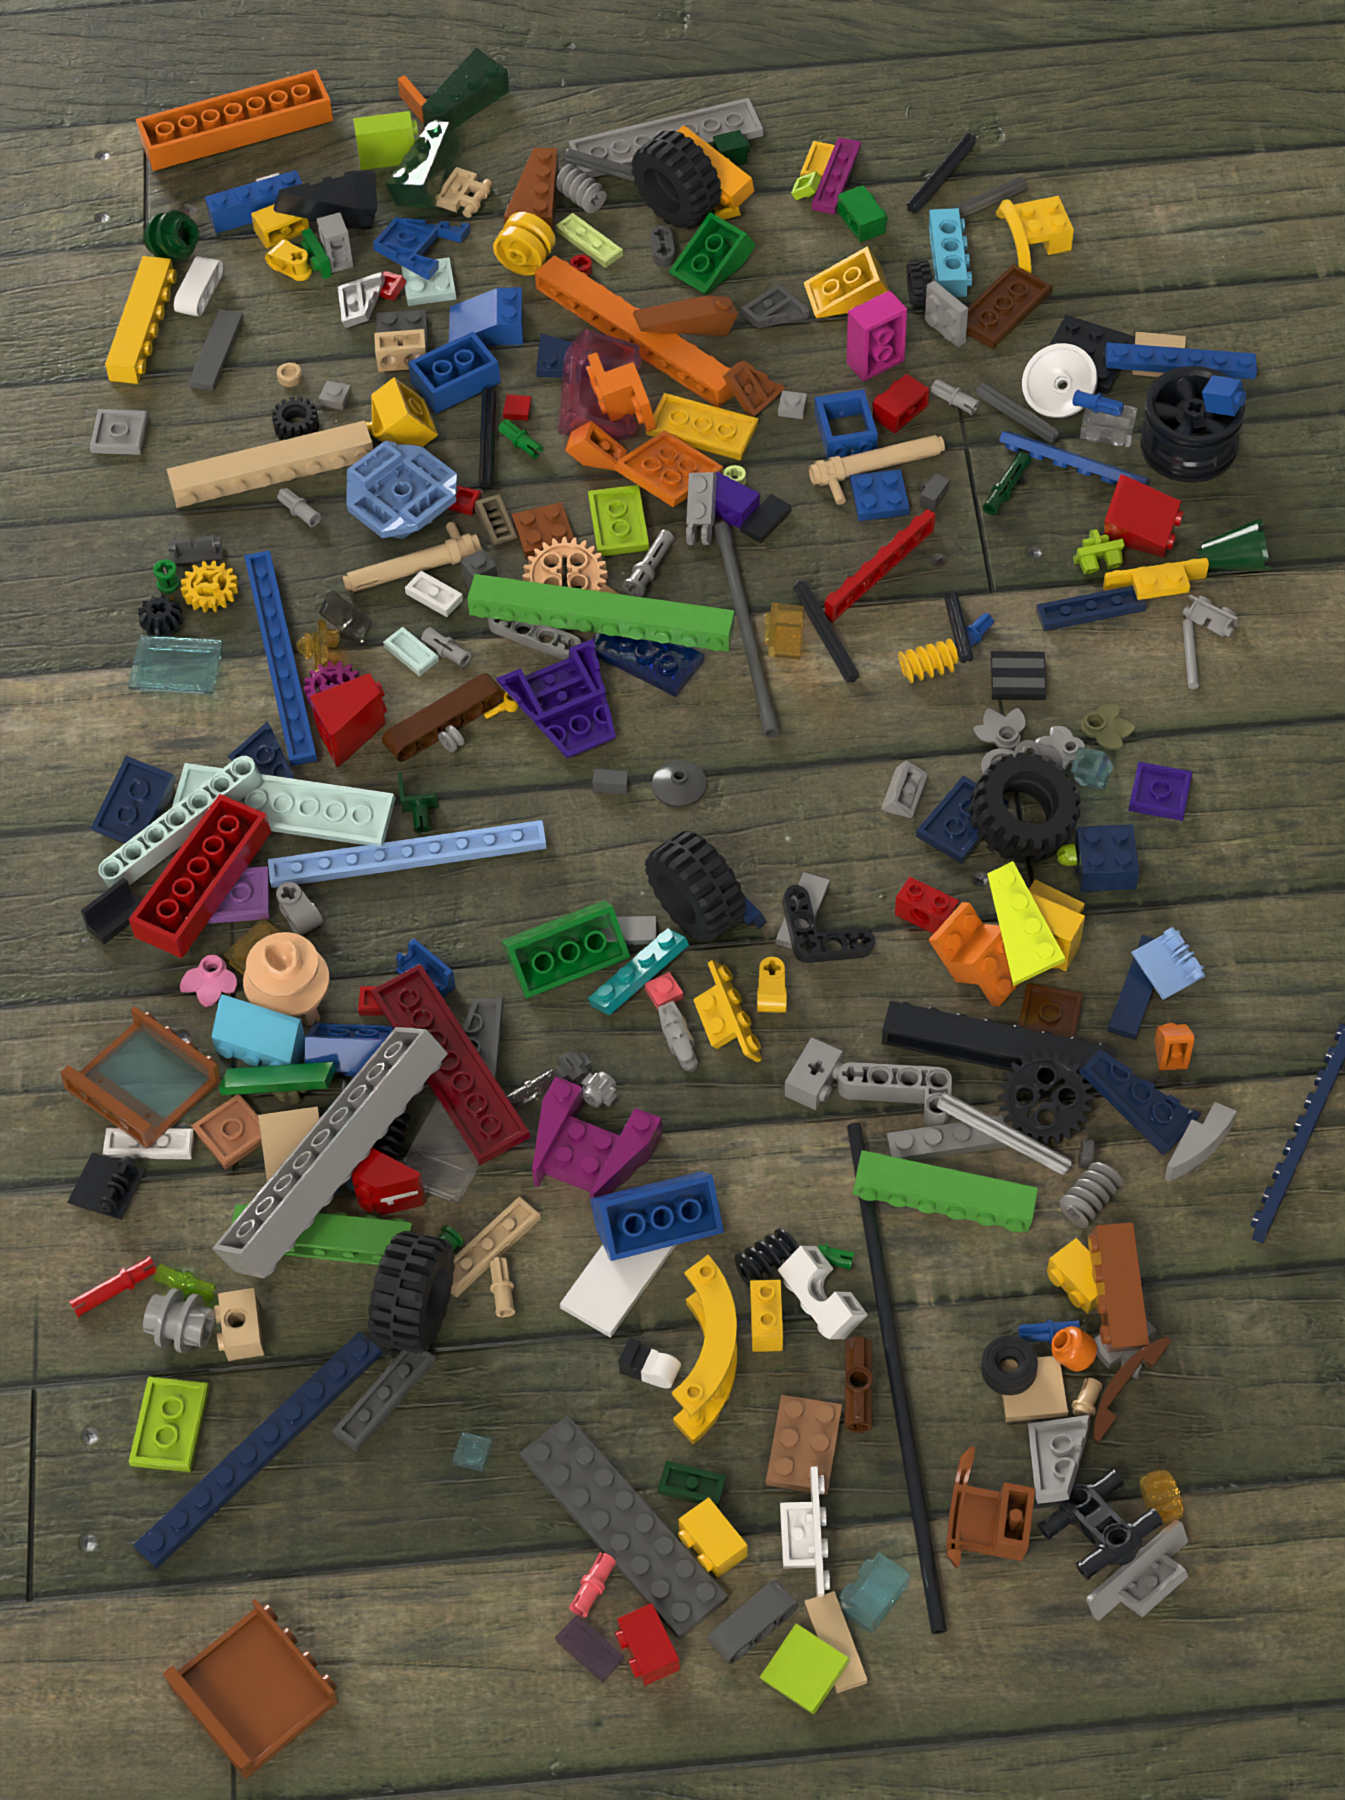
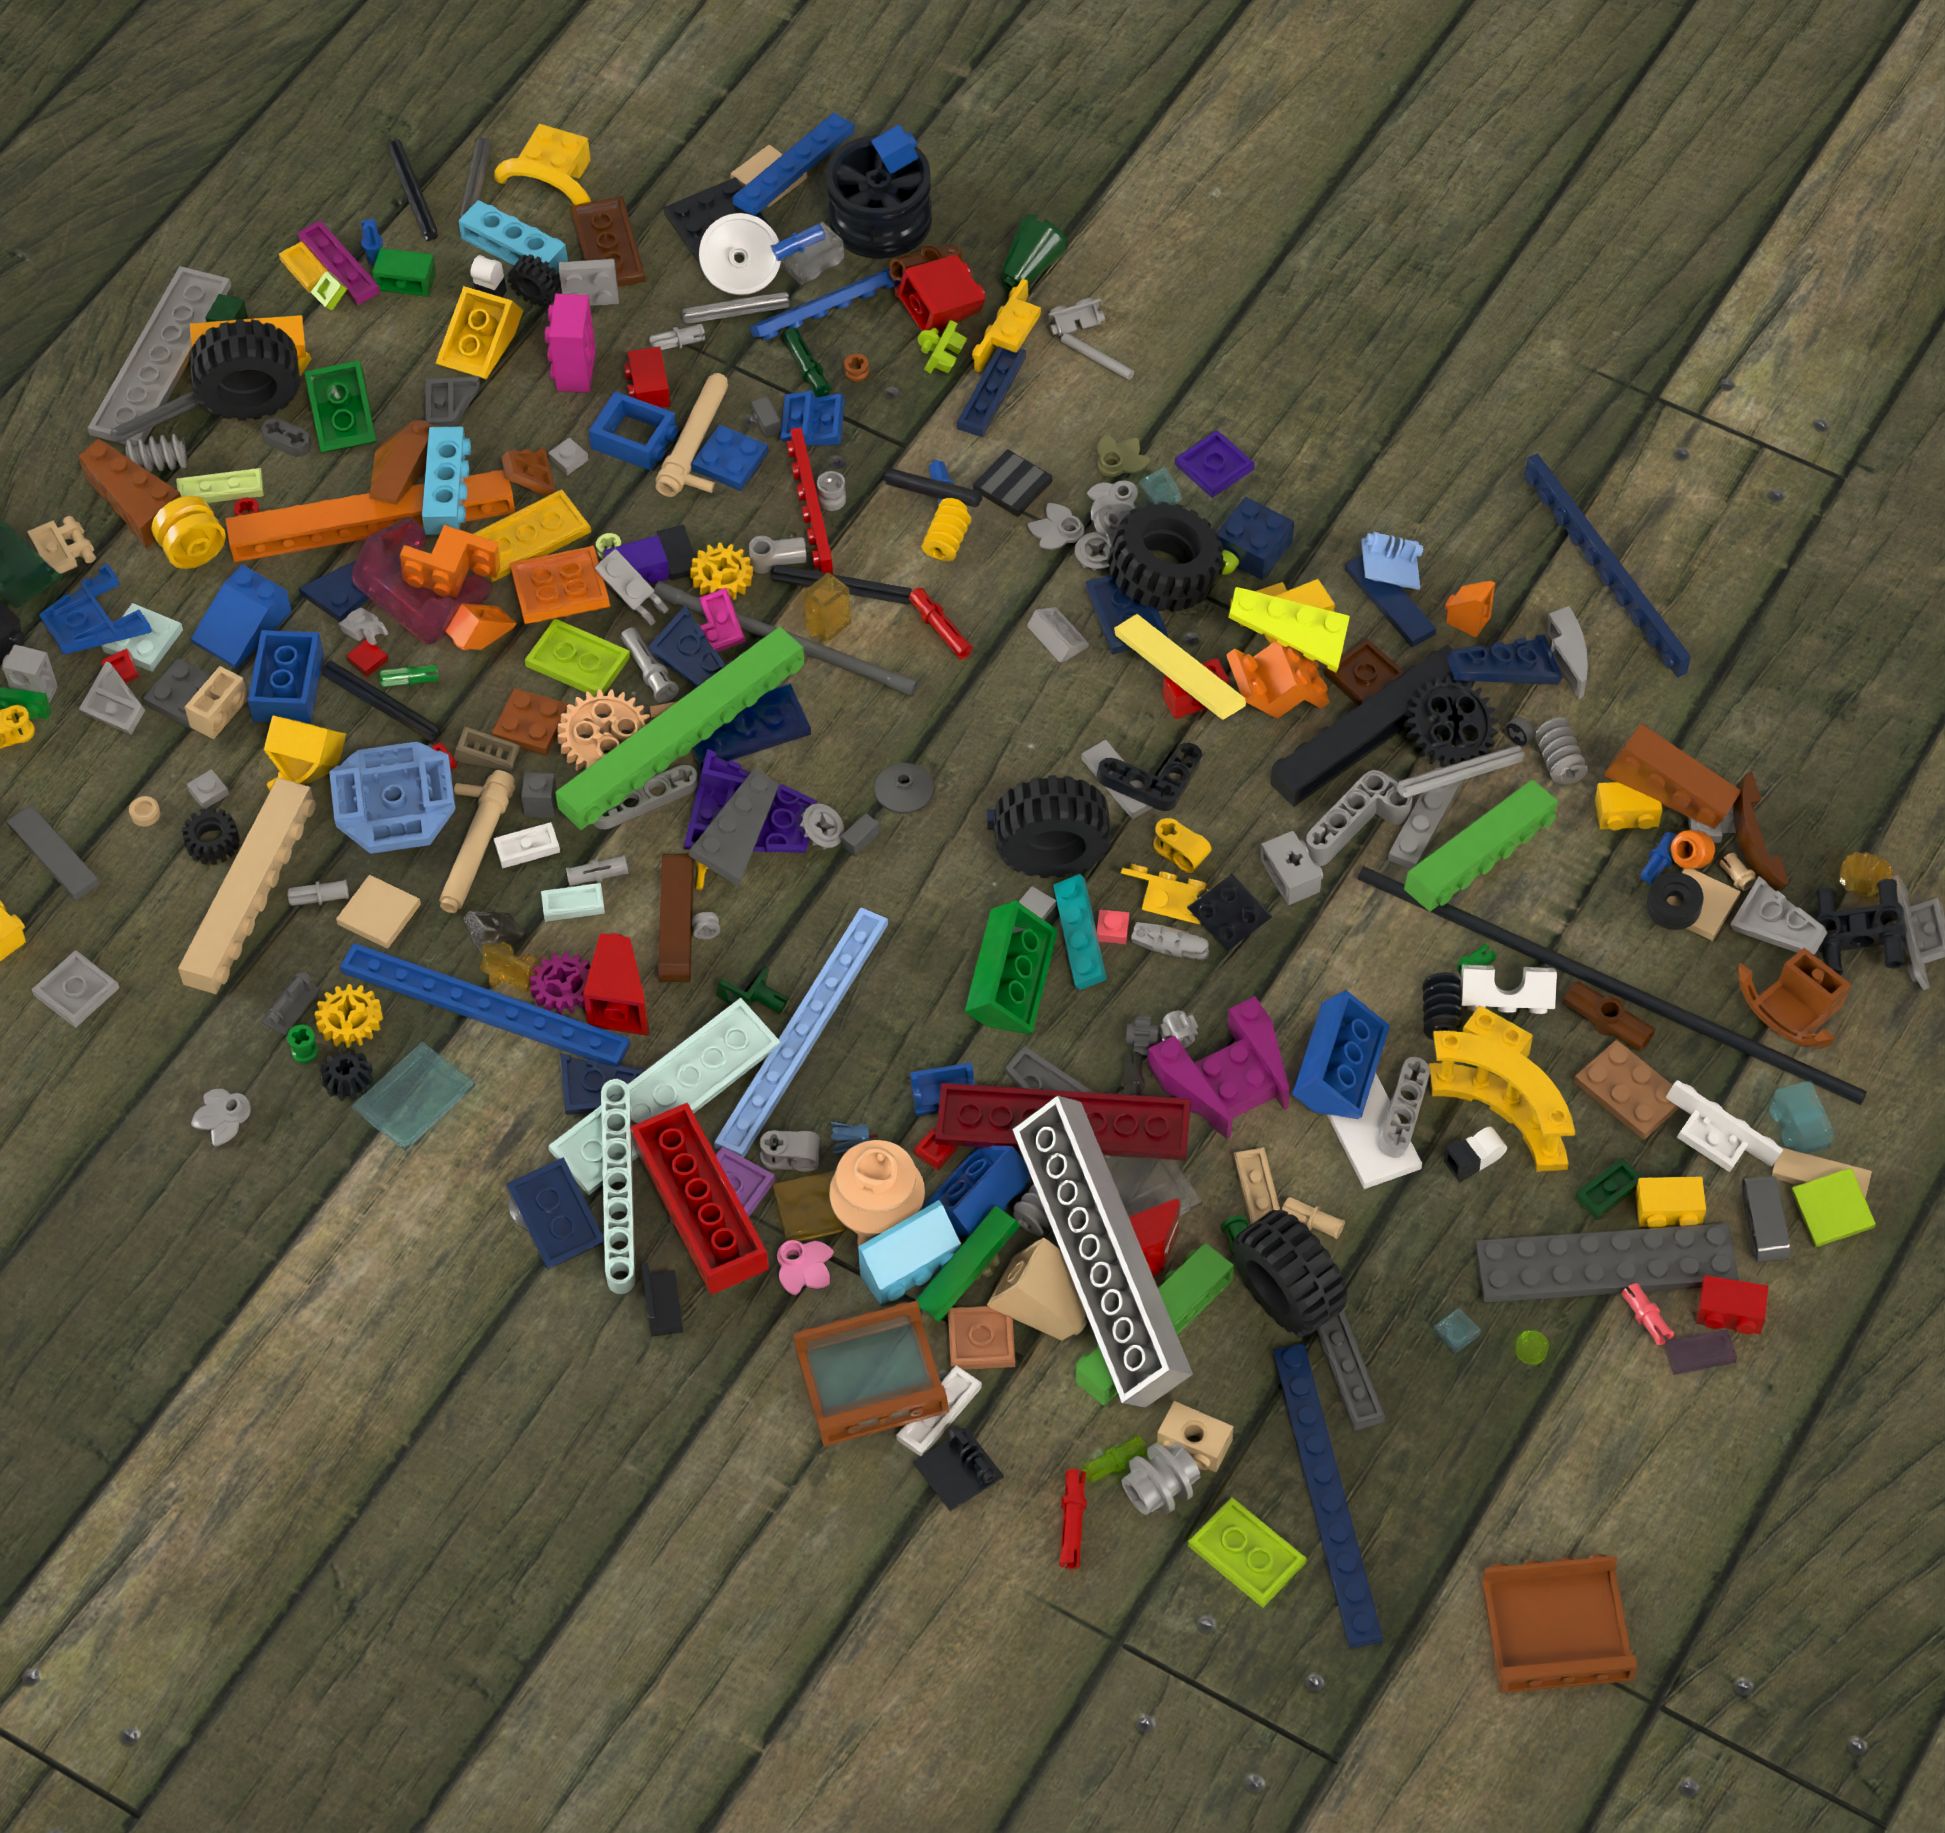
camera: 55 degrees left, 0 degrees up
(79, 571) = (218, 1115): none -> light grey plate
(312, 549) = (378, 911): none -> tan tile
(345, 945) = (849, 1133): none -> flat silver piece
(500, 1517) = (1532, 1347): none -> clear neon green tile
(526, 701) = (736, 829): none -> dark grey wing
(539, 386) = (362, 624): none -> light grey plate
(594, 739) = (828, 819): none -> light grey gear
(649, 1285) = (1406, 1107): none -> light grey beam
(678, 572) = (686, 649): none -> dark blue wing
(688, 344) = (445, 479): none -> medium azure brick
(715, 585) = (723, 625): none -> dark pink tile
(725, 1053) = (1229, 911): none -> black hinge
(767, 552) = (720, 570): none -> yellow gear
(809, 569) = (766, 553): none -> light grey piece
(851, 689) = (933, 614): none -> red pin
(865, 175) = (371, 240): none -> blue axle
(896, 259) = (488, 276): none -> white leg
(901, 570) = (831, 491): none -> light grey wheel
(922, 879) = (1180, 667): none -> light yellow tile
(962, 520) = (817, 416): none -> blue slope
(1030, 510) = (856, 360): none -> dark orange bush
(1189, 501) = (926, 254): none -> reddish brown piece

